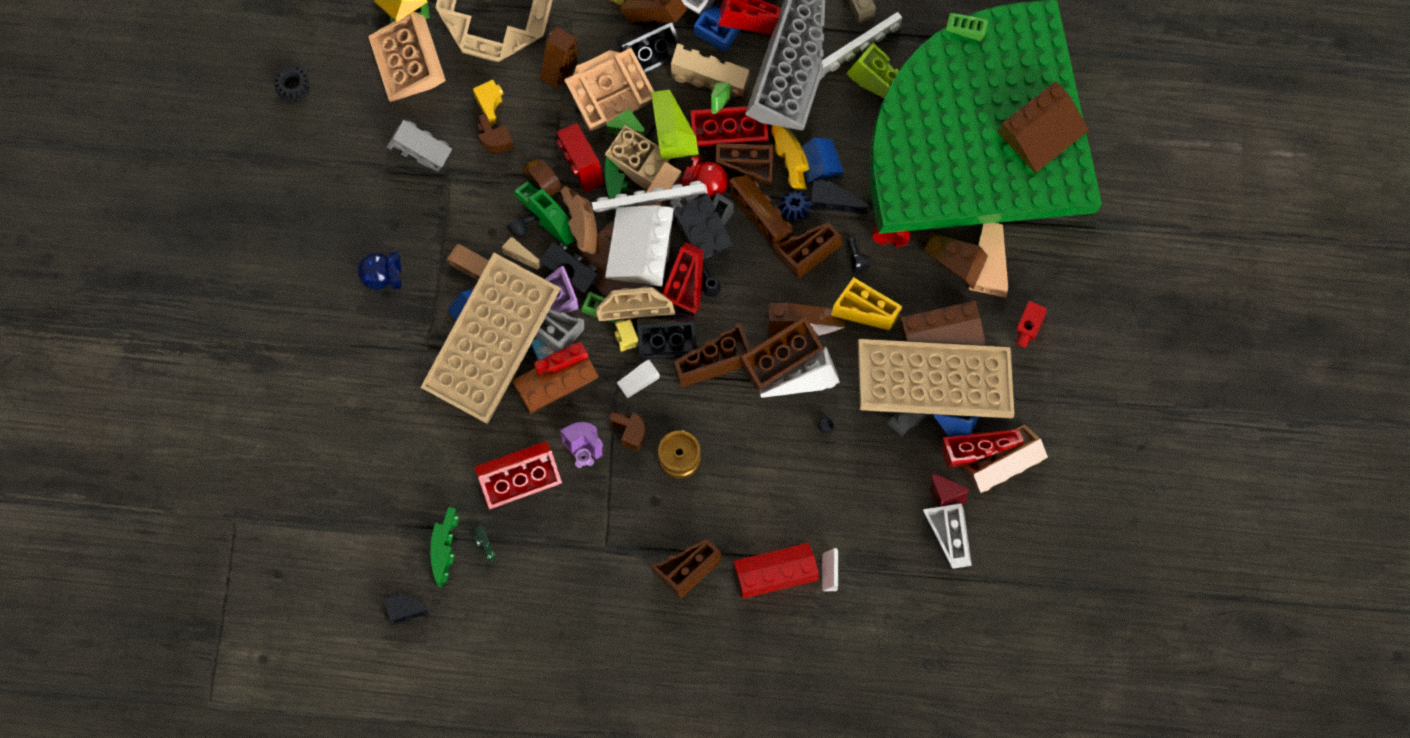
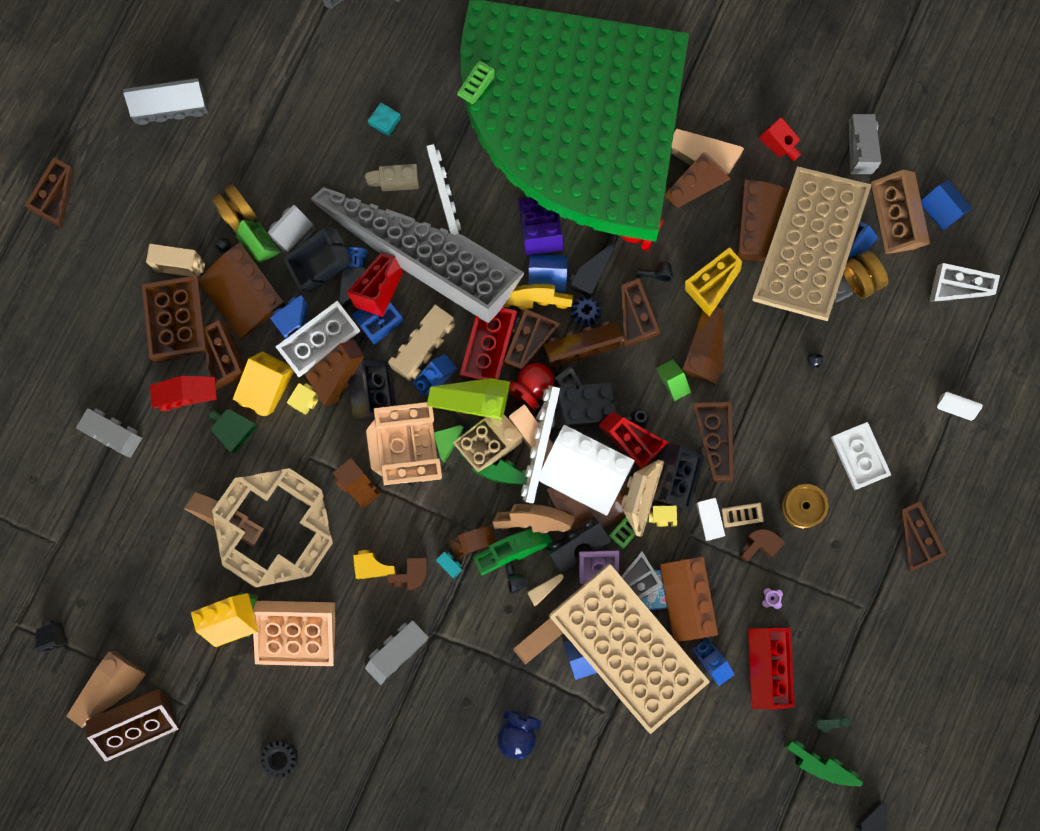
camera: 70 degrees left, 10 degrees up
(505, 421) = (713, 661): none -> blue slope
(513, 164) = (451, 567): none -> teal piece
(561, 359) = (673, 585): red hinge -> none
(581, 157) = (464, 497): red wedge -> none
(581, 436) = (752, 593): medium lavender brick -> none
(658, 418) = (760, 518): none -> tan slope
(686, 93) = (434, 374): none -> blue slope
(720, 96) = (455, 341): bright green slope -> none
(747, 494) = (861, 456): none -> white plate
(758, 305) = (674, 380): none -> bright green slope
(776, 570) = (943, 455): red slope -> none
(781, 353) = (740, 374): reddish brown slope -> none
(812, 375) = (761, 362): white wedge -> none
(853, 139) = (539, 228): none -> dark purple slope
(873, 71) = (479, 190): lime wedge -> none
(924, 438) = (865, 274): none -> pearl gold wheel
(947, 492) = (926, 274): dark red slope -> none
(971, 448) = (892, 230): red wedge -> none
(1029, 500) = (945, 205): none -> blue slope
(1044, 127) = (601, 53): reddish brown slope -> none
(1057, 402) = (864, 144): none -> light grey wedge

